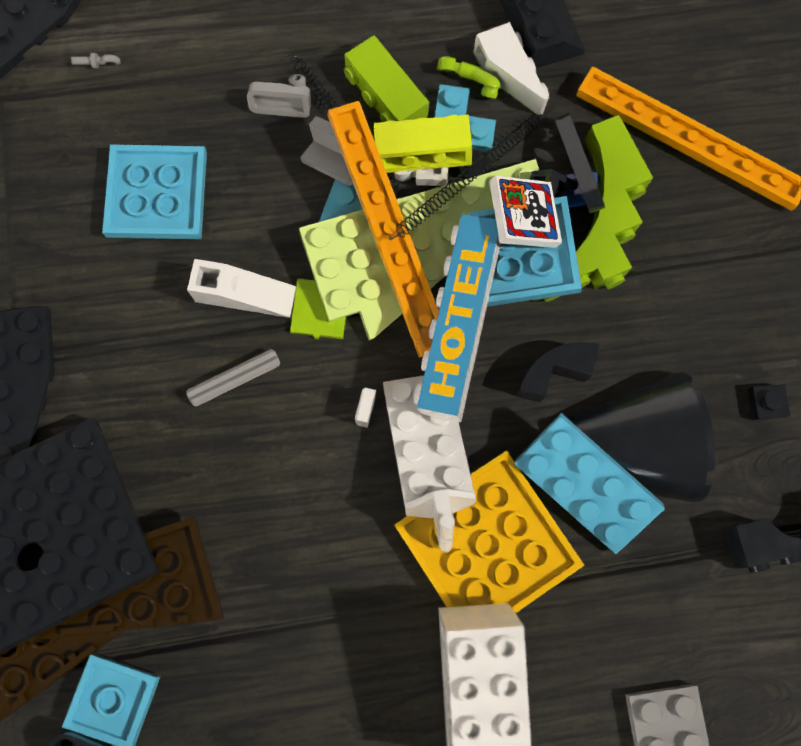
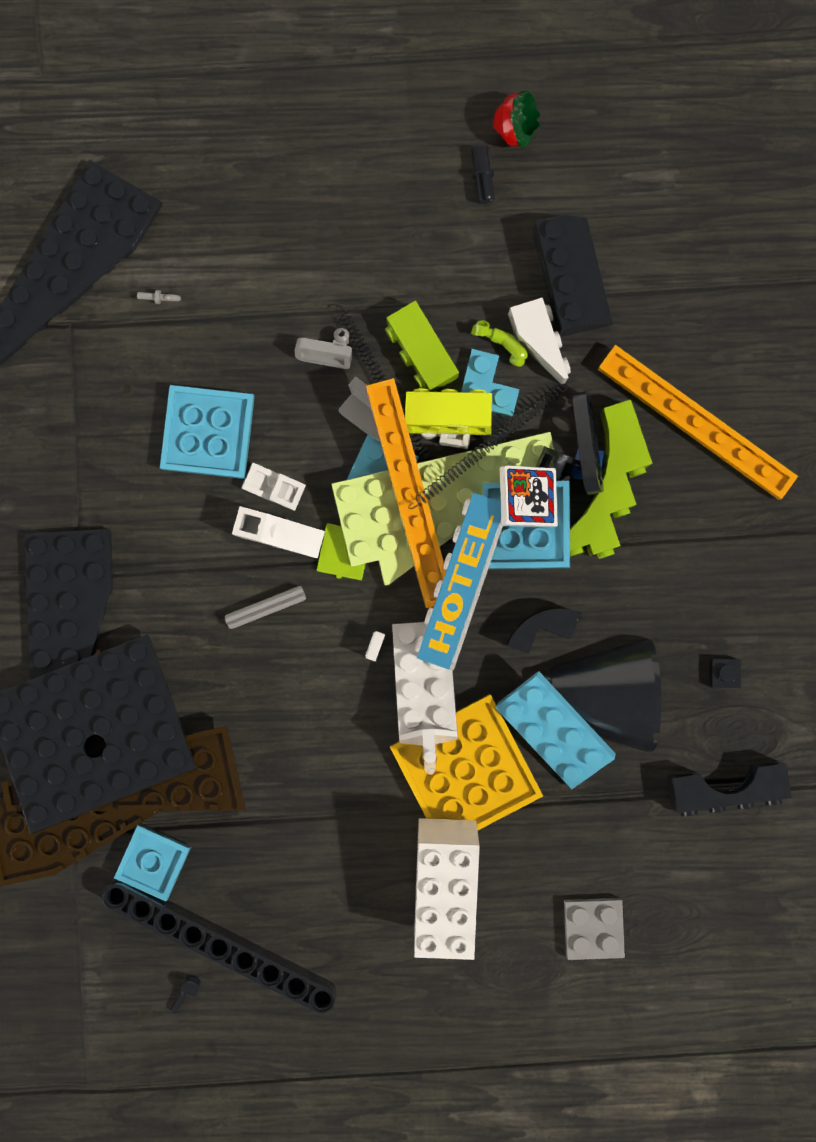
camera: 10 degrees right, 10 degrees up
(233, 245) = (273, 486): none -> white slope

